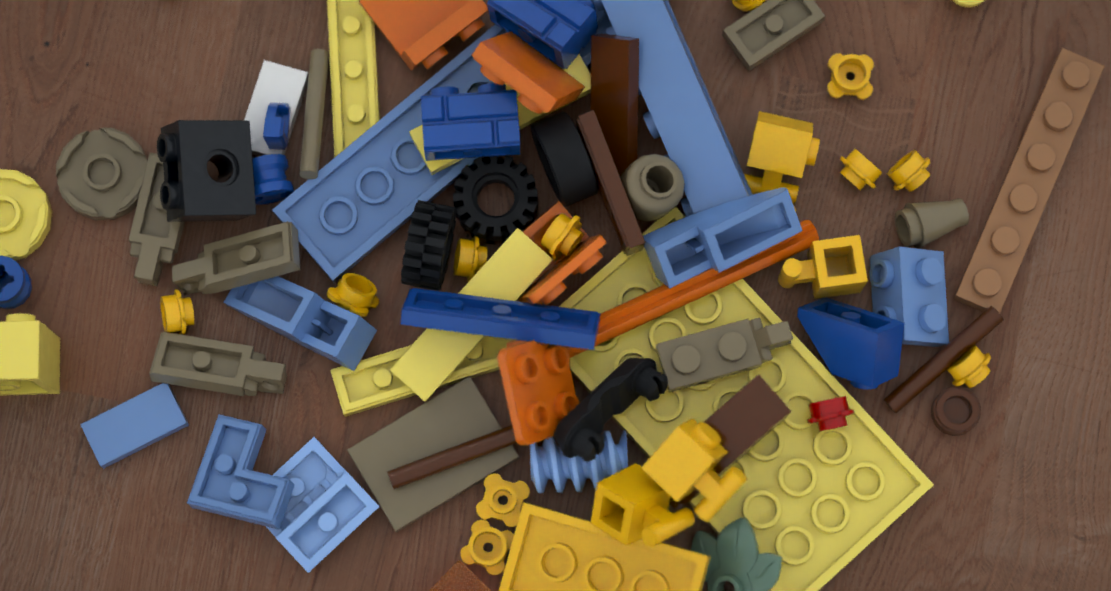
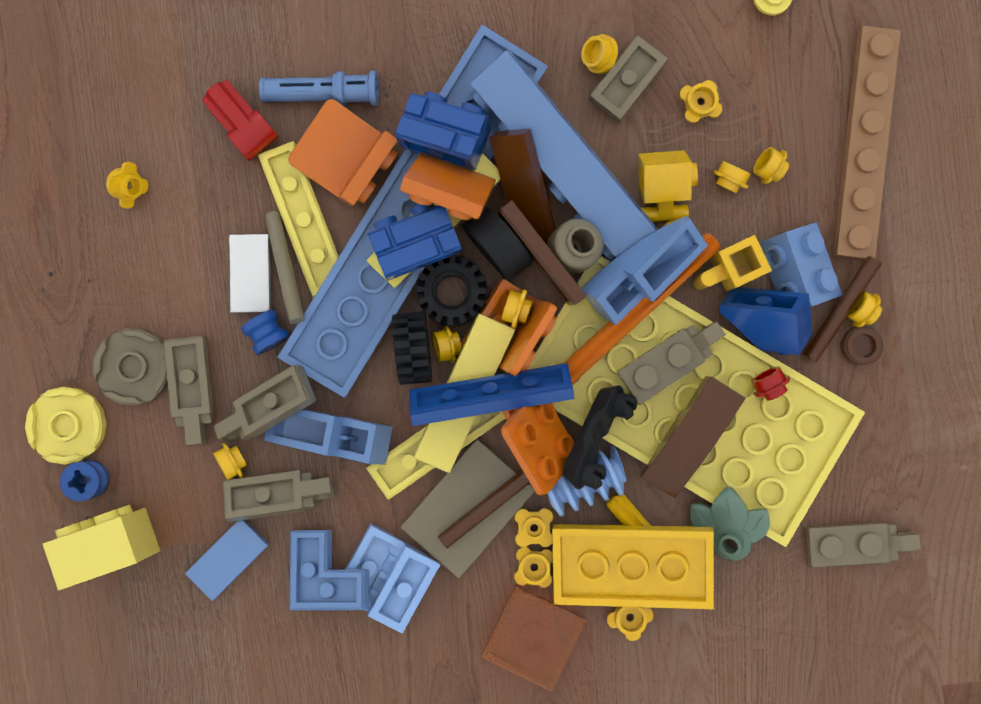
camera: 20 degrees left, 10 degrees up
(187, 187) = (192, 338): black brick -> none
(277, 125) = (257, 286): blue tile -> none
(354, 294) = (365, 403): yellow plate -> none
(636, 507) = (644, 507): yellow brick -> none
(688, 462) = (678, 464): yellow brick -> none
(927, 221) = (799, 201): dark tan cone -> none

